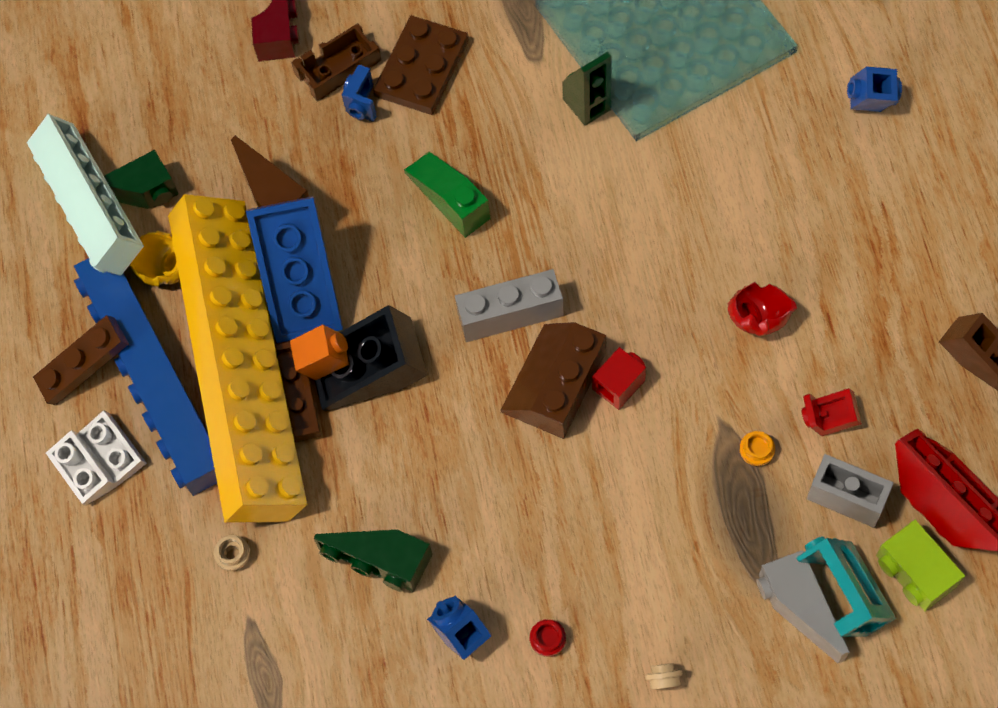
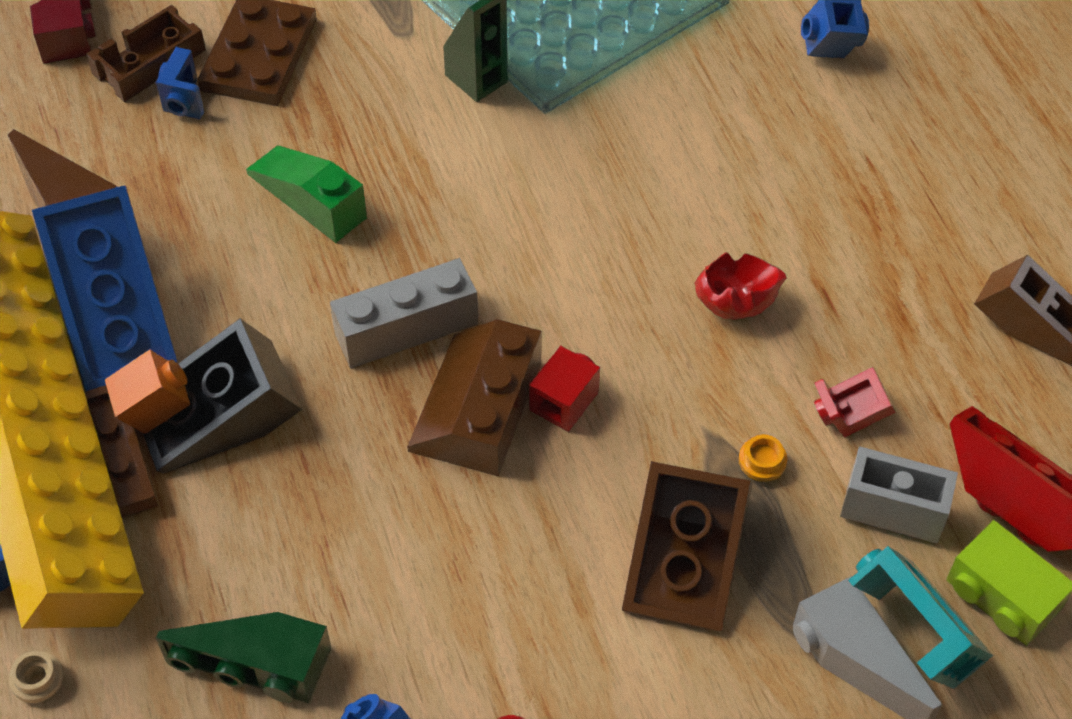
camera: 15 degrees left, 10 degrees down
(690, 510) = (687, 545): none -> reddish brown slope

